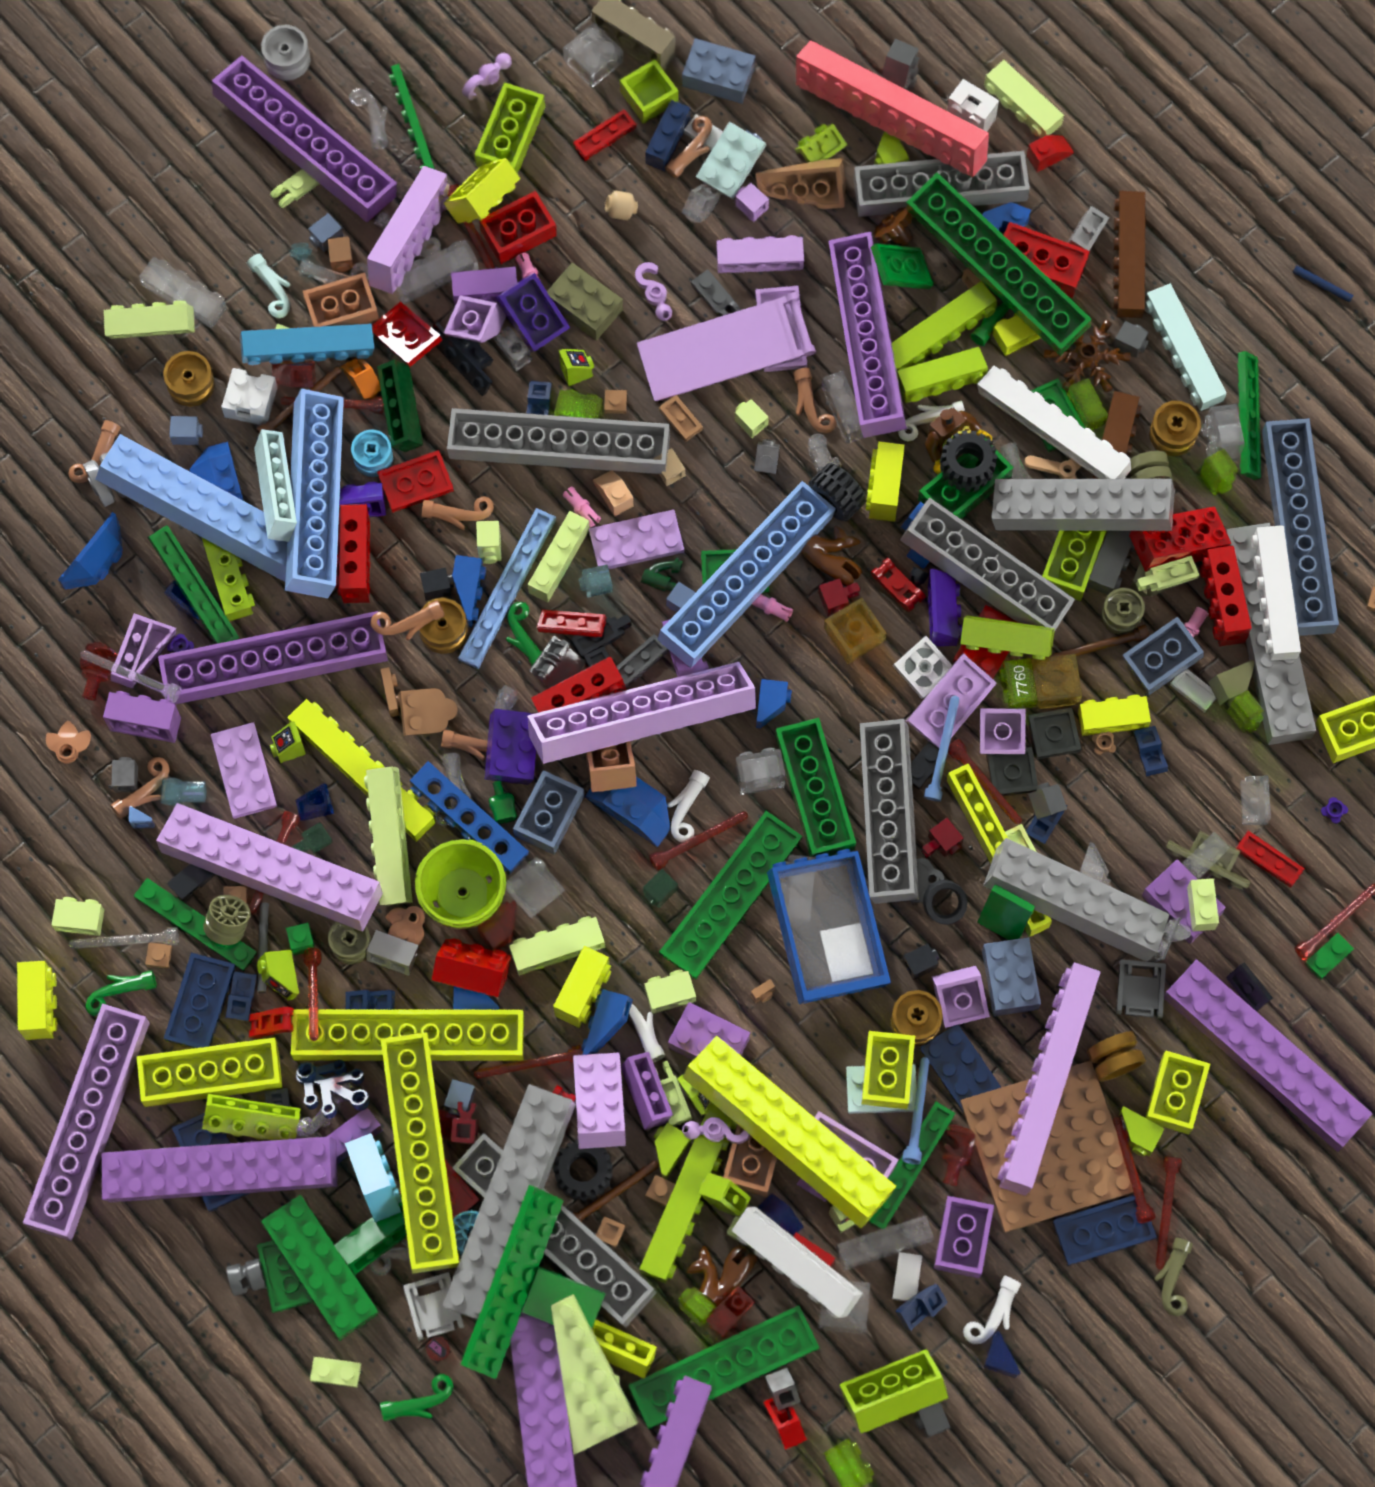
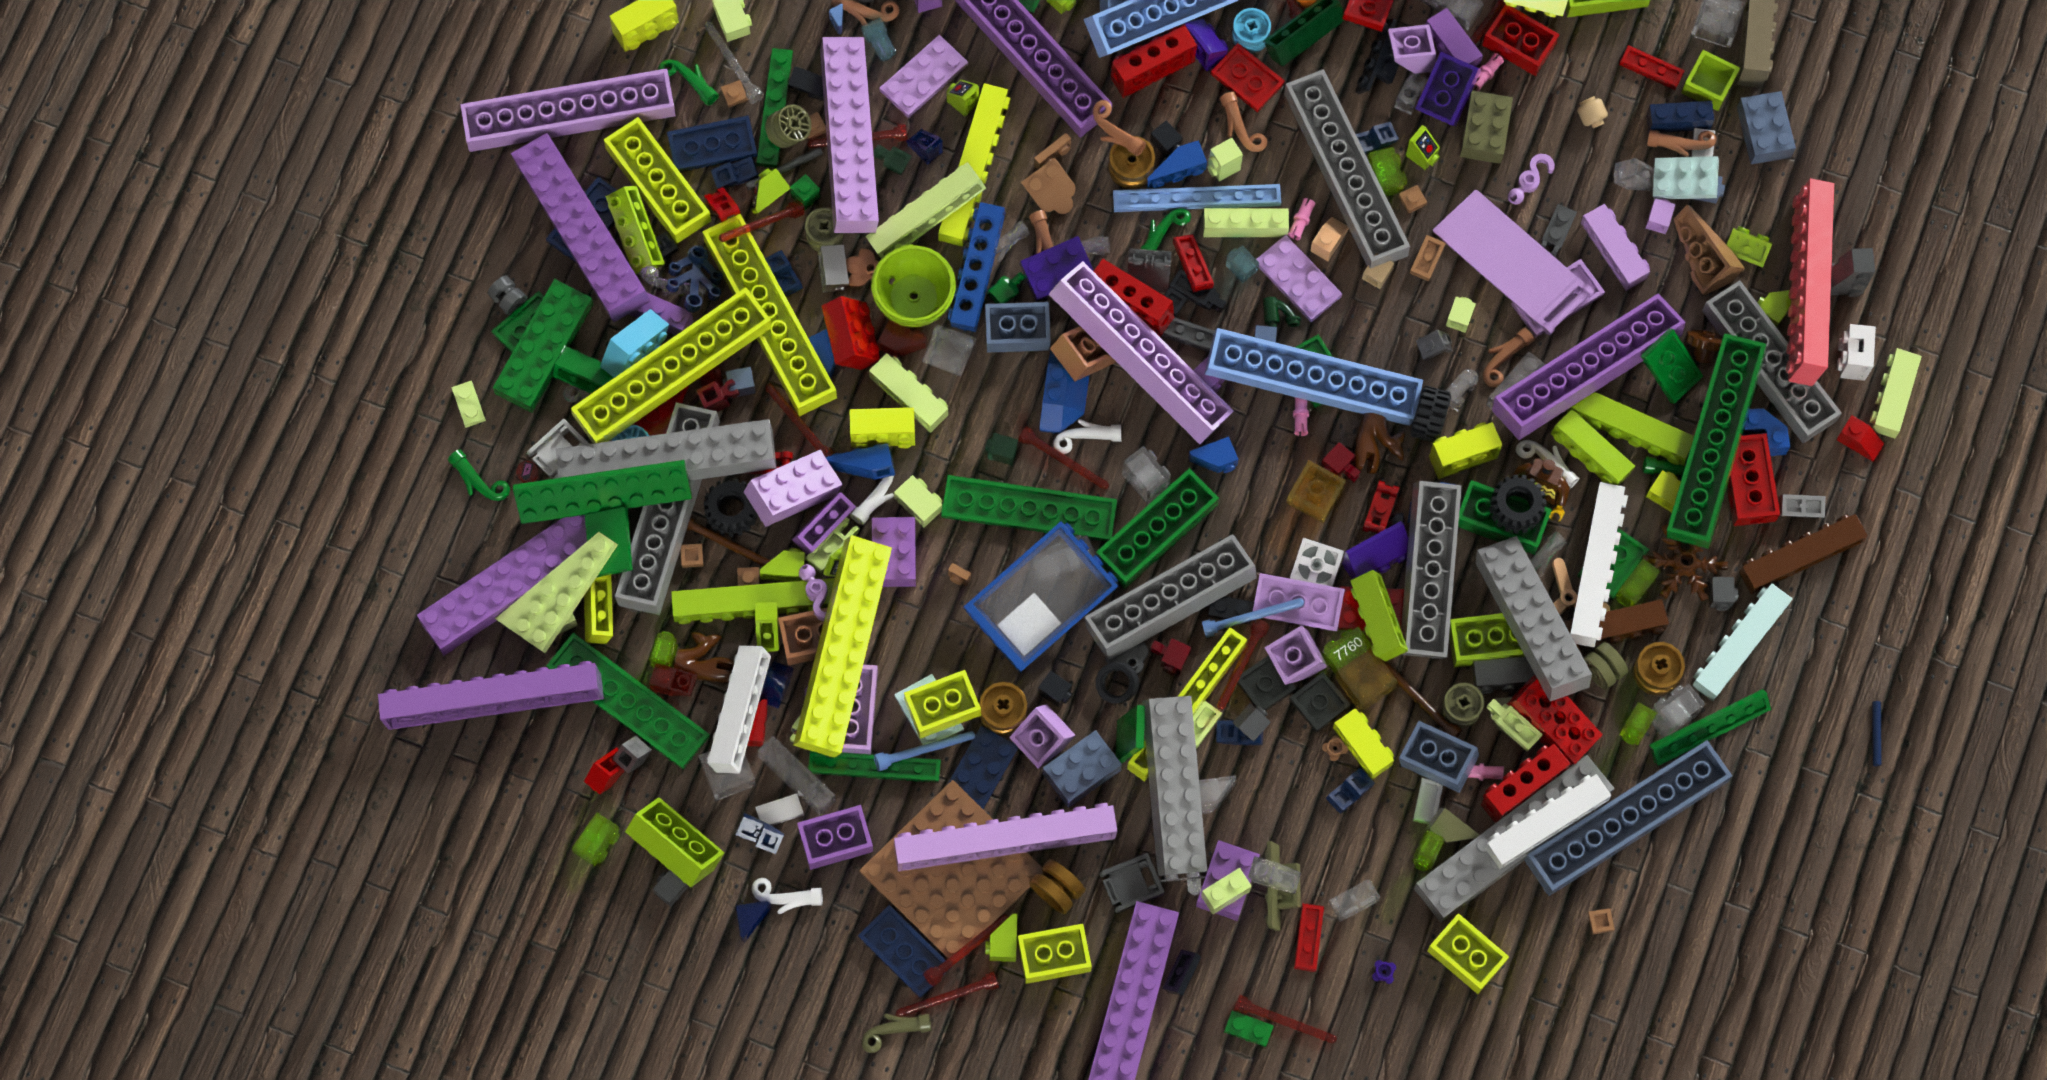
camera: 60 degrees right, 0 degrees up
(962, 1156) = (903, 802): clear red piece -> none

